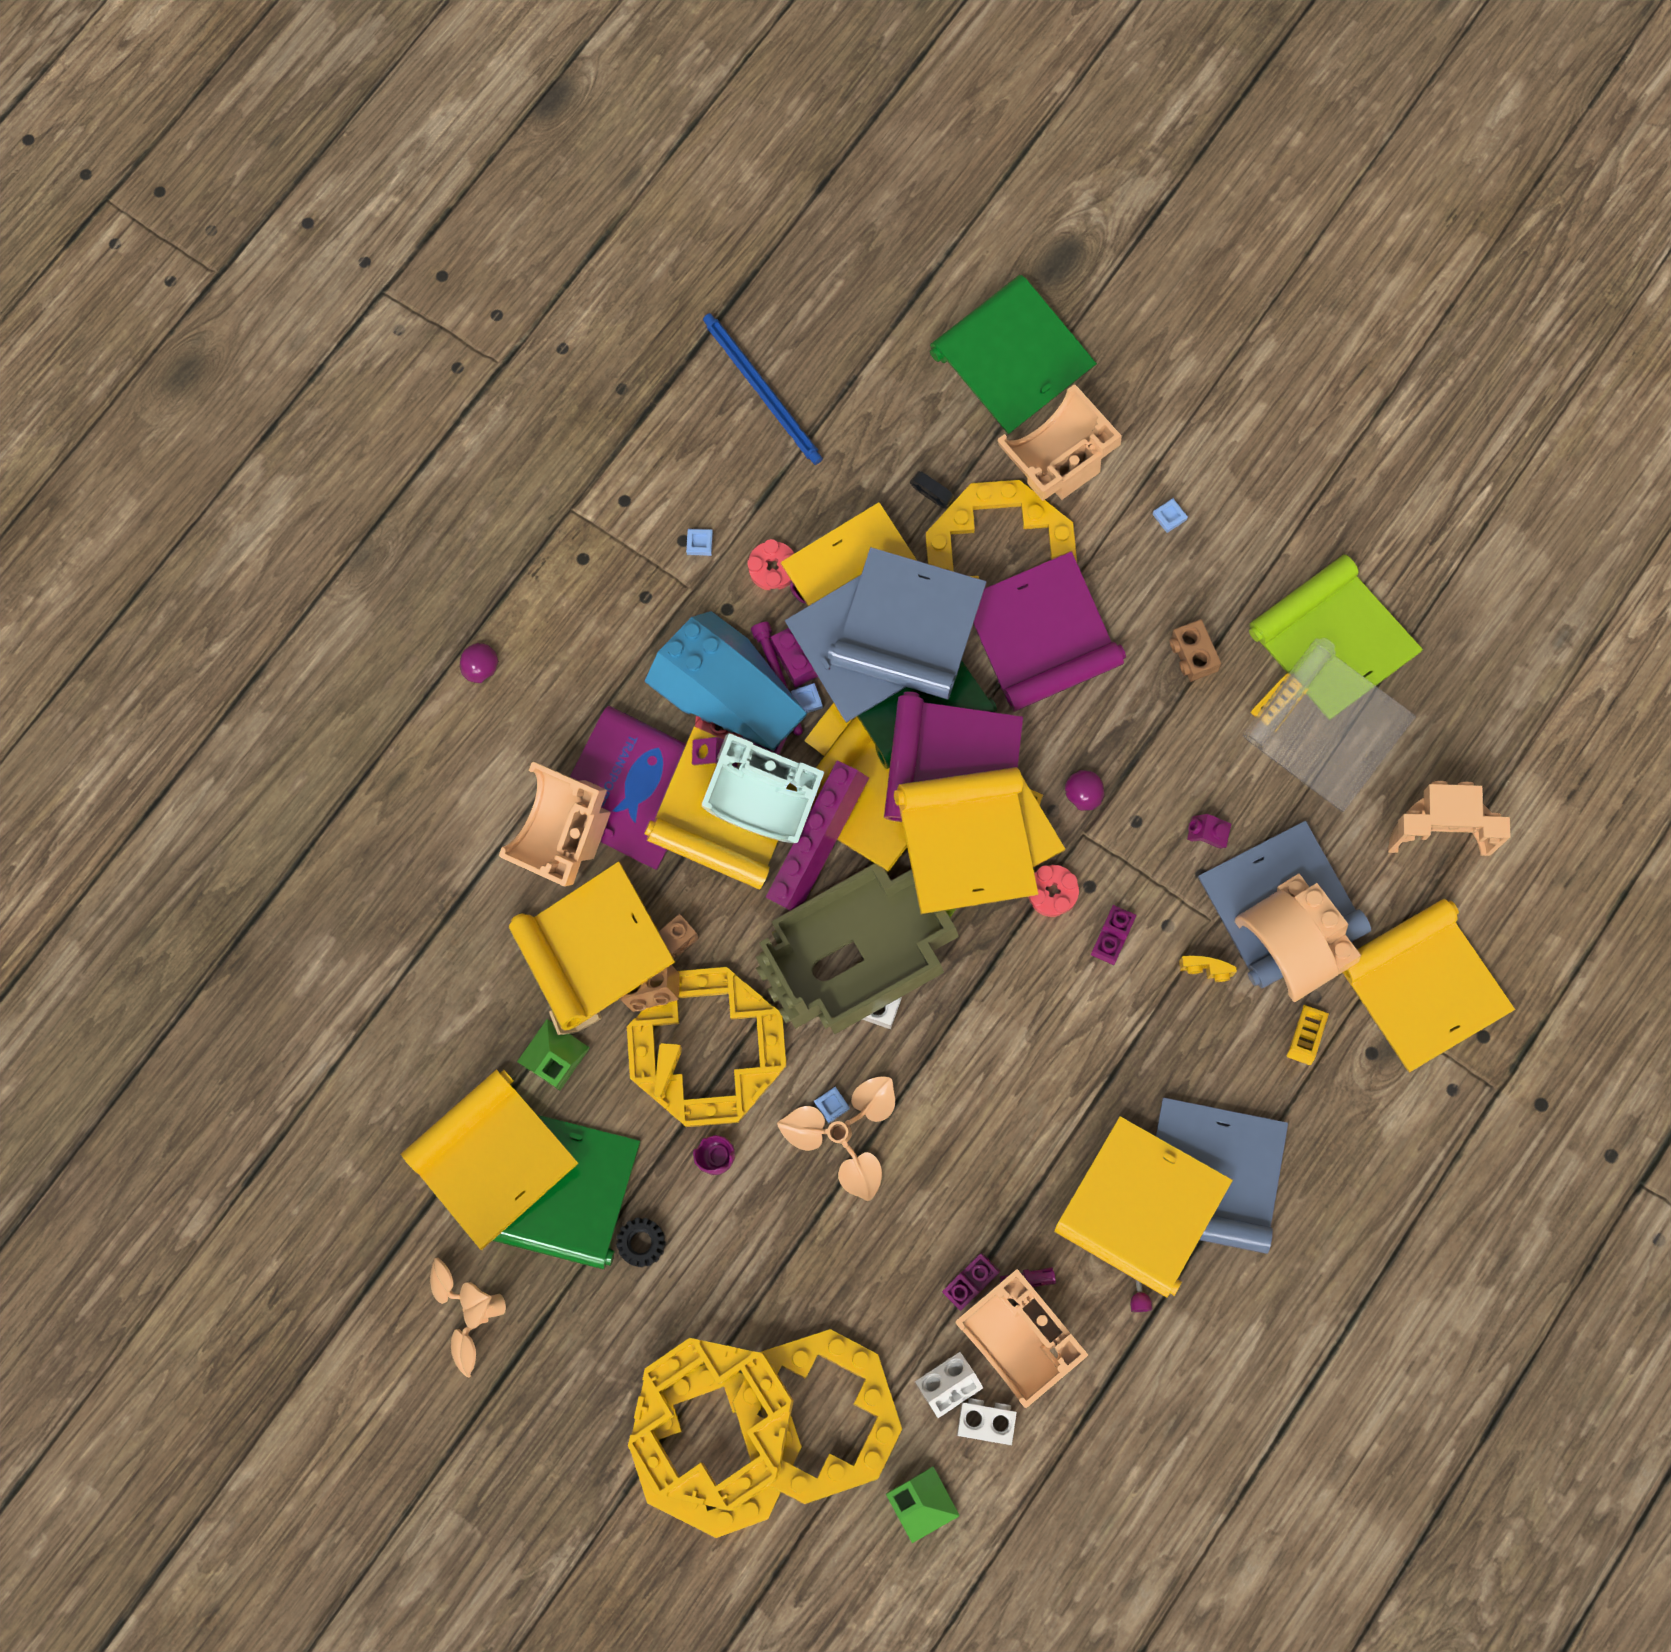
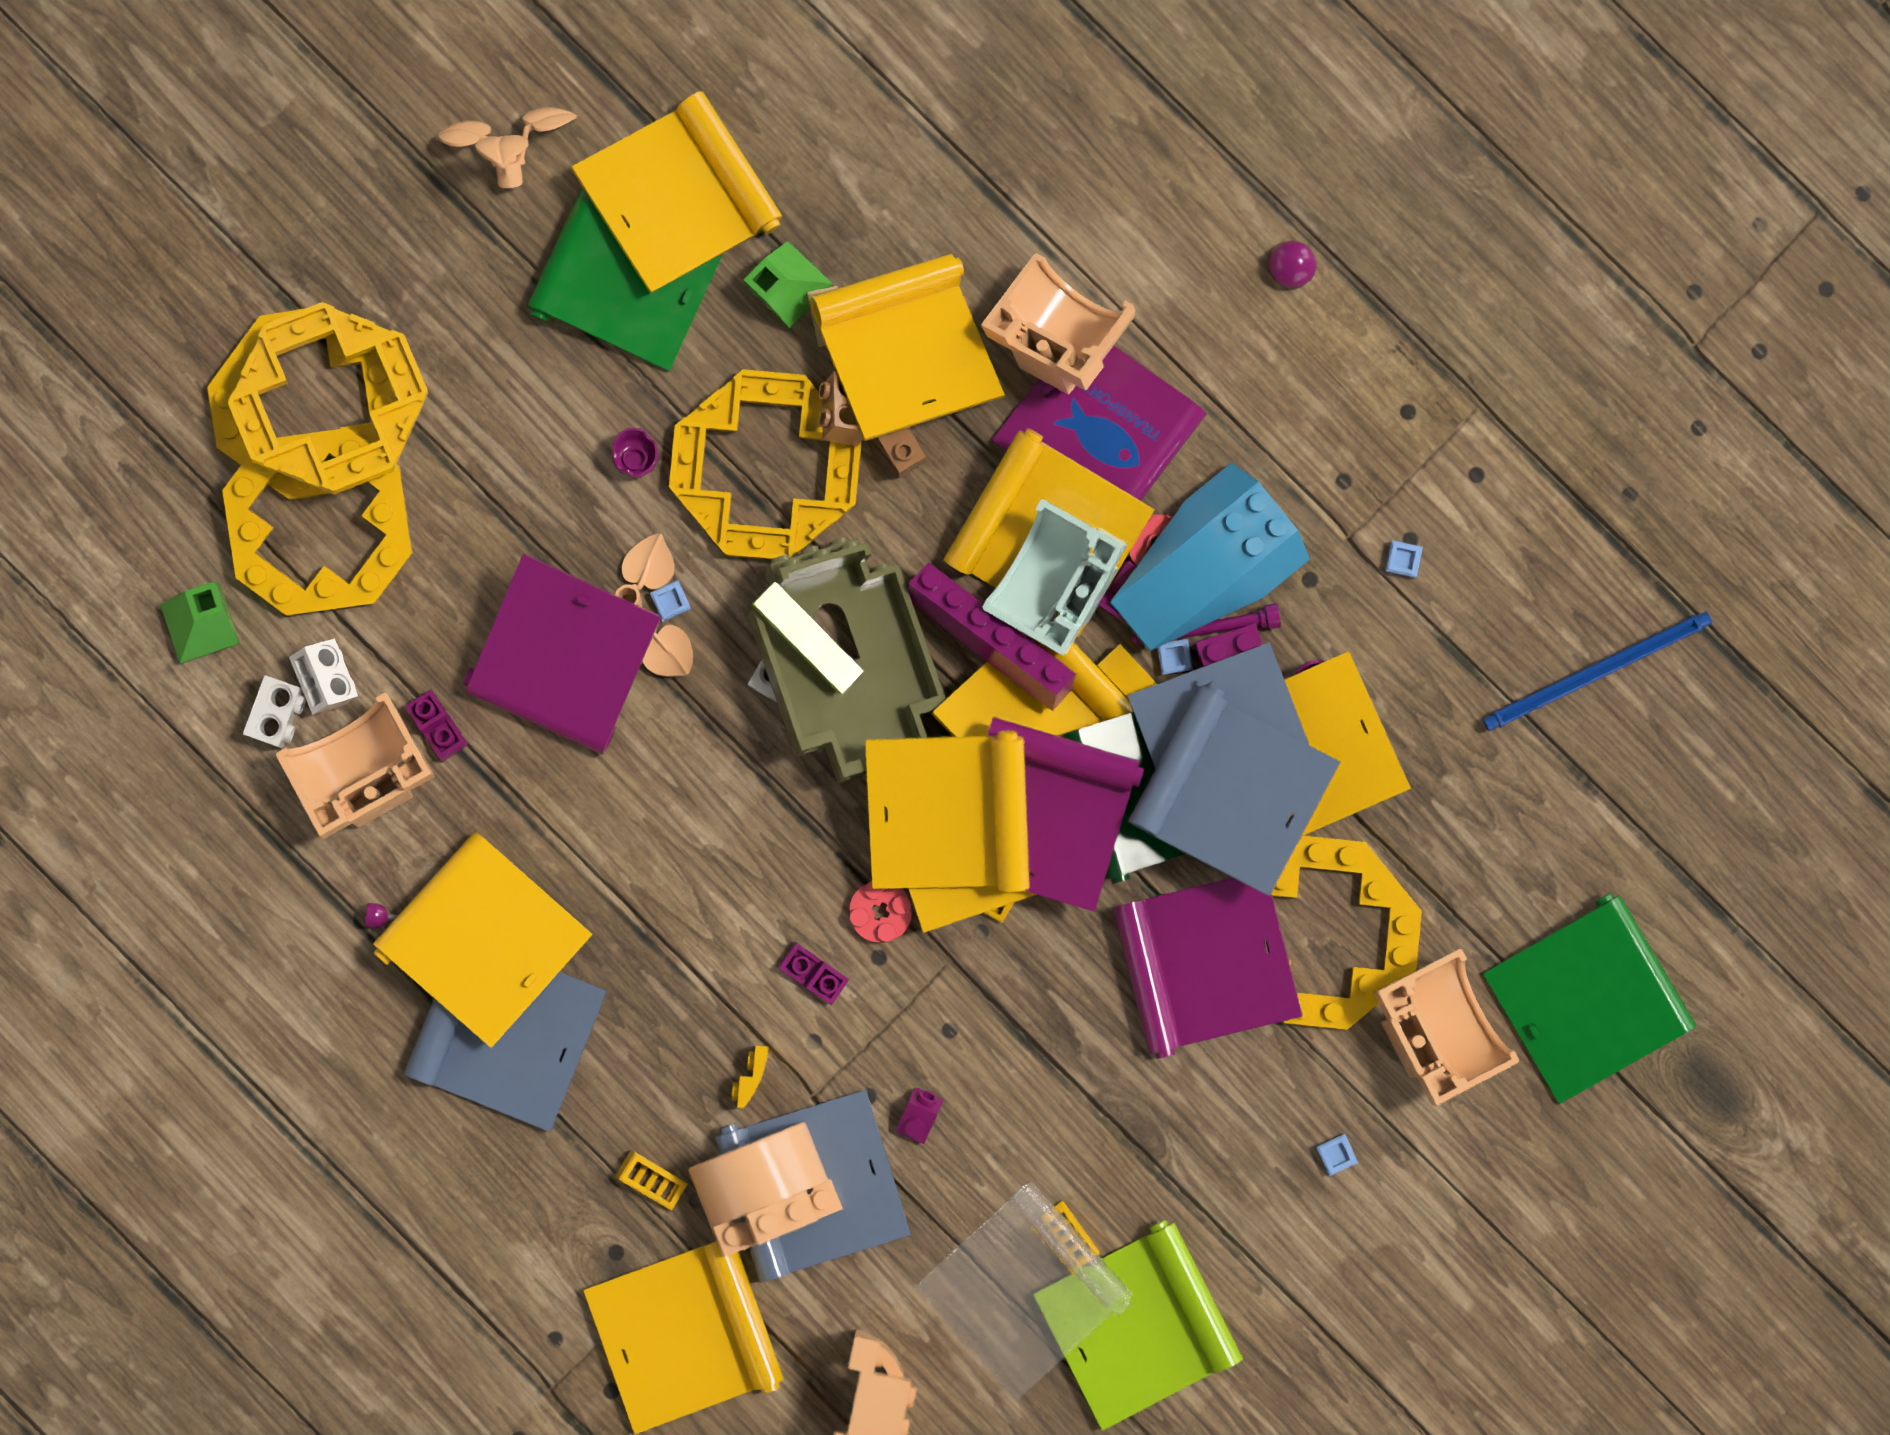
camera: 90 degrees right, 10 degrees up
(657, 1242) = (537, 340): black tyre -> none
(666, 1064) = (749, 413): yellow slope -> none
(714, 745) = (1120, 529): magenta bracket -> none
(757, 565) = (1362, 626): coral plate -> none
(845, 978) = (807, 637): none -> tile
(894, 1180) = (562, 654): none -> magenta door
(932, 490) = (1420, 860): black beam -> none
(1037, 1277) = (426, 797): magenta pin -> none
(1084, 790) = (998, 975): magenta hair -> none
(1201, 649) = (1151, 1155): medium nougat brick -> none

